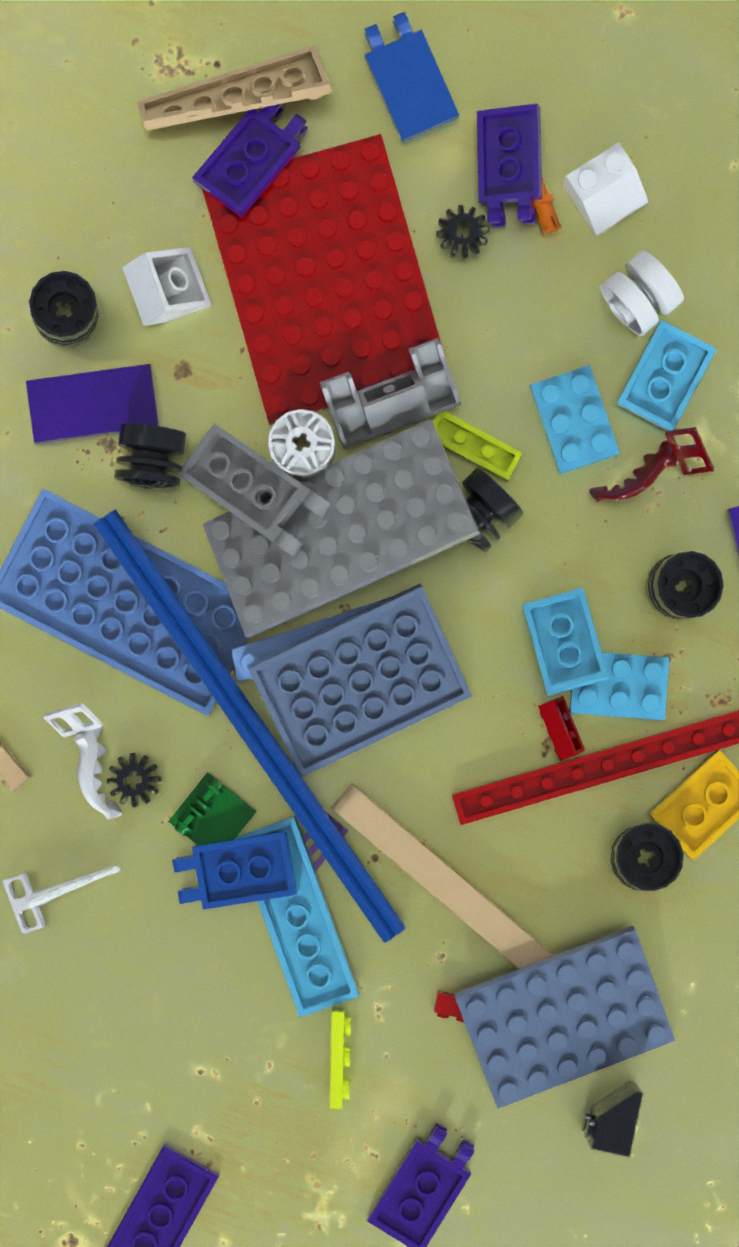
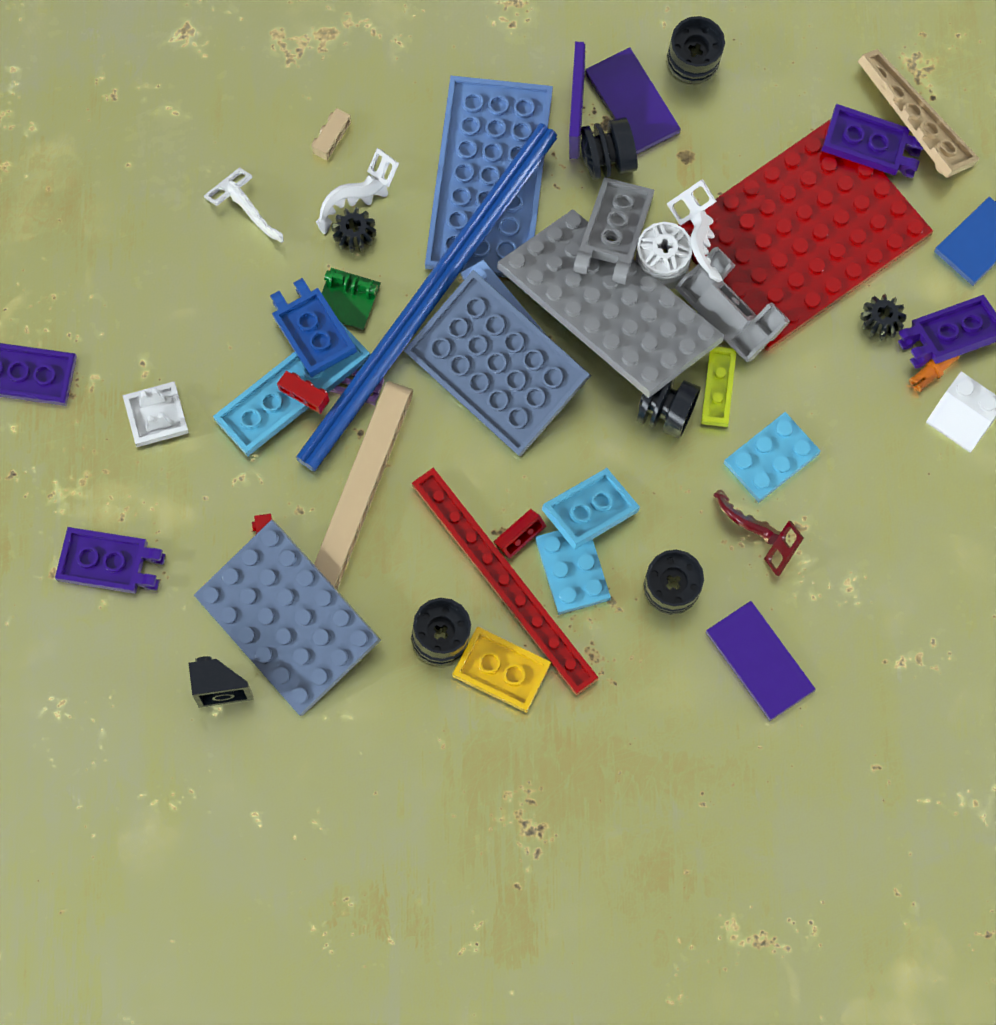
camera: 70 degrees right, 15 degrees down
(74, 468) = (577, 101): none -> dark purple tile
(166, 285) = (746, 118): white slope -> none
(271, 1079) = (155, 414): none -> white plate
(289, 390) = (701, 222): none -> white piece
(313, 908) = (303, 391): none -> red piece
(339, 1058) = (191, 457): neon yellow plate -> none
(643, 291) = (887, 460): white wheel -> none
(666, 376) = (837, 513): medium azure plate -> none

